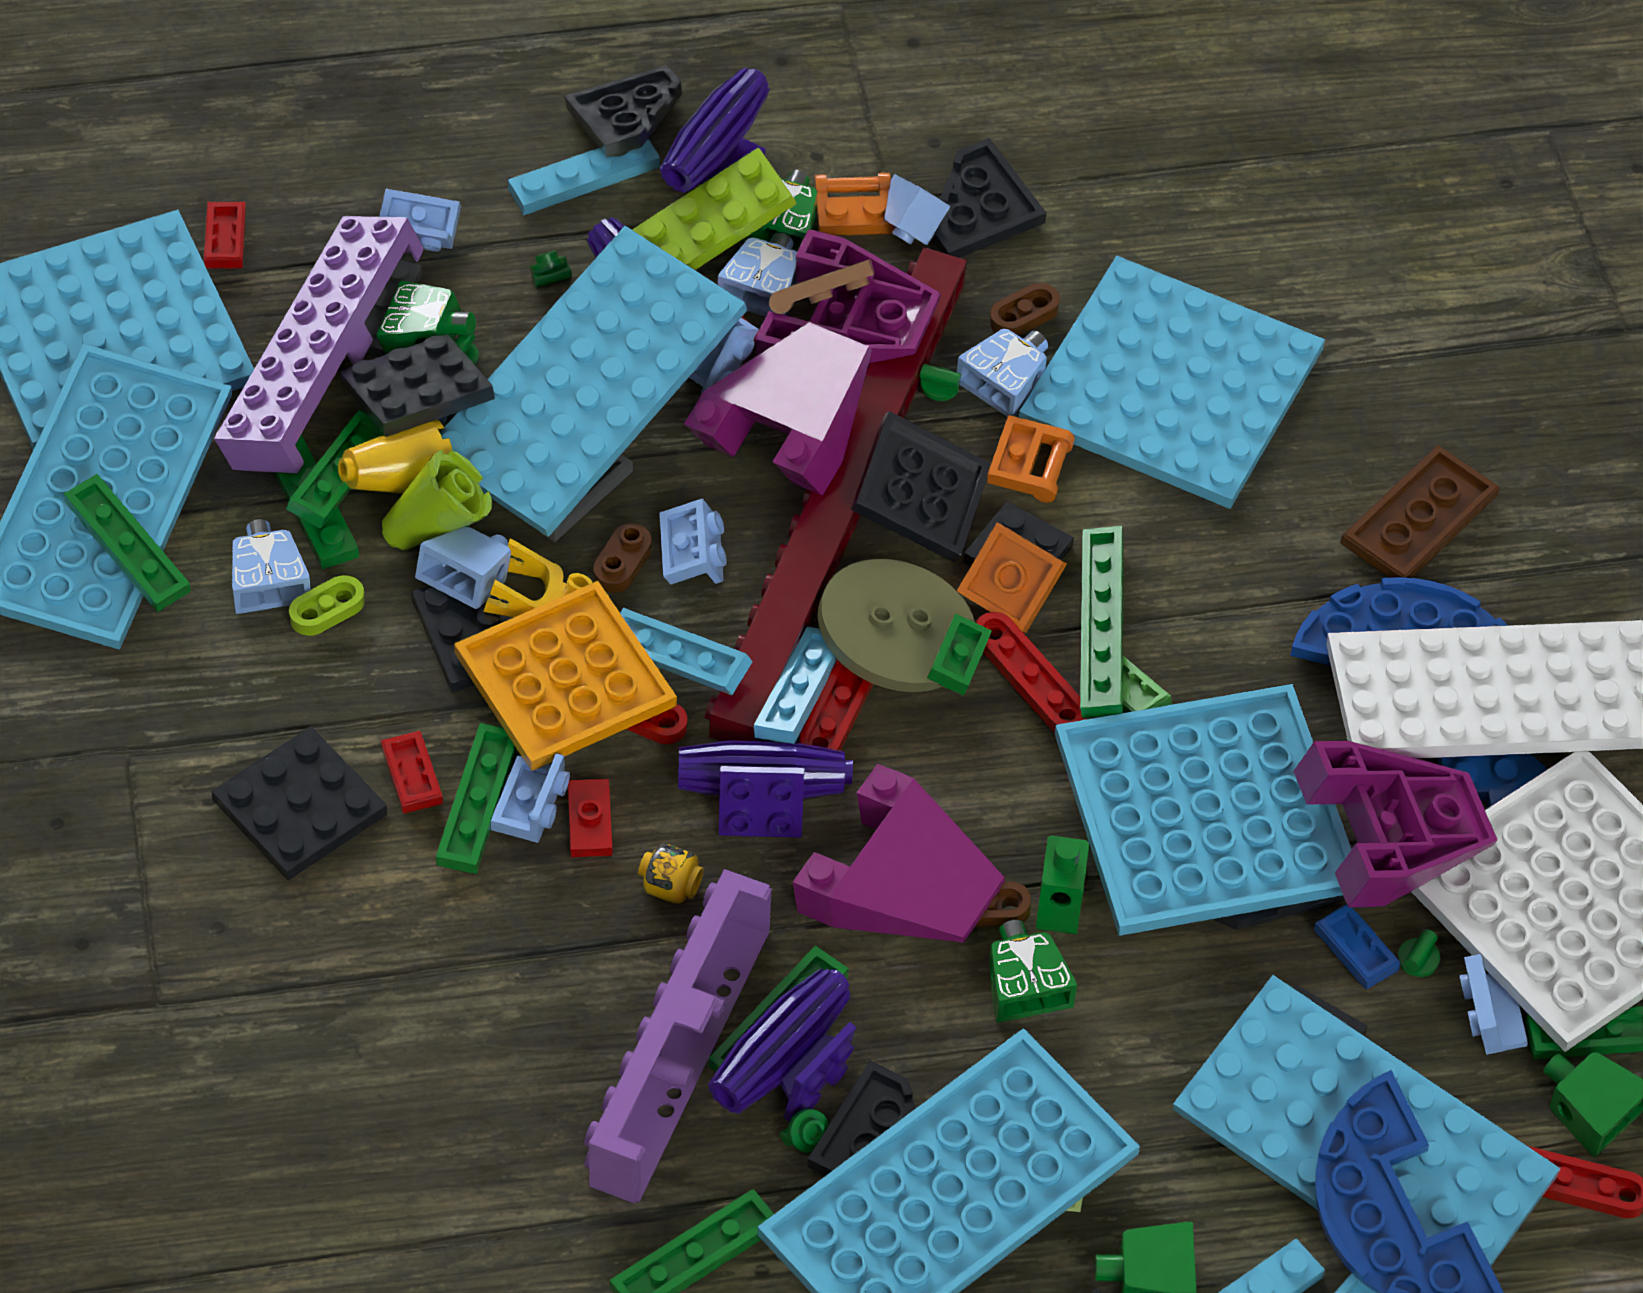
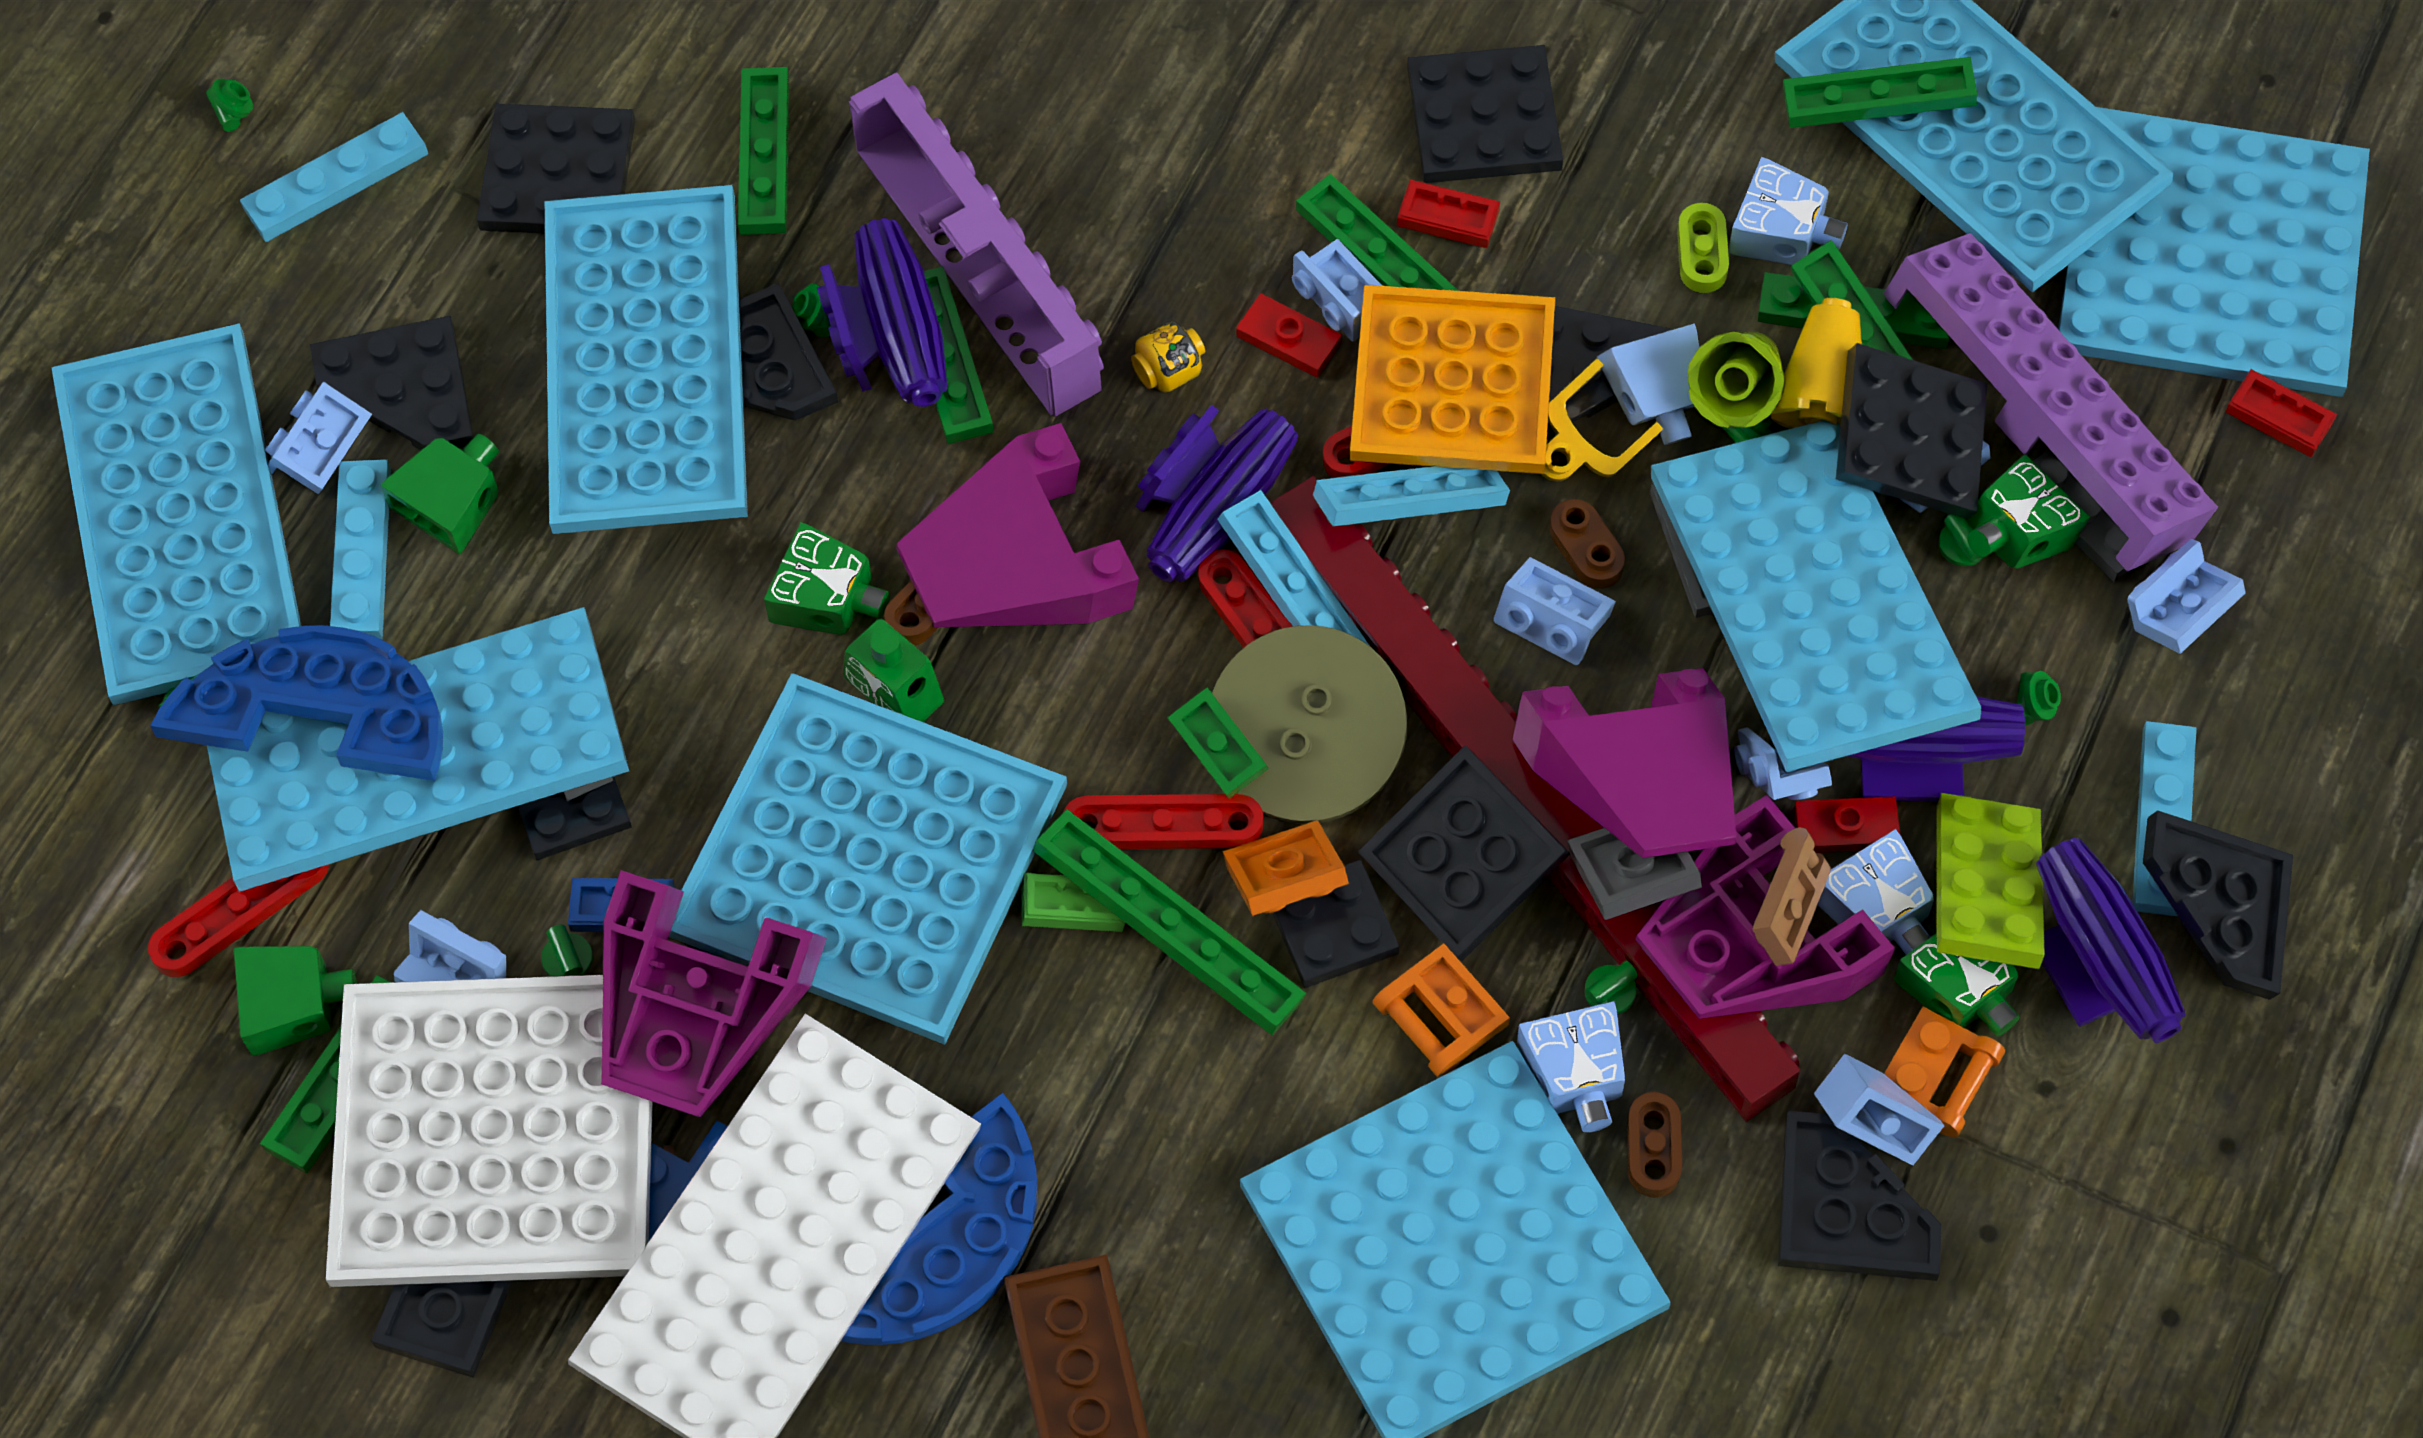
camera: 130 degrees right, 10 degrees up
(887, 373) = (1623, 879): none -> dark grey plate

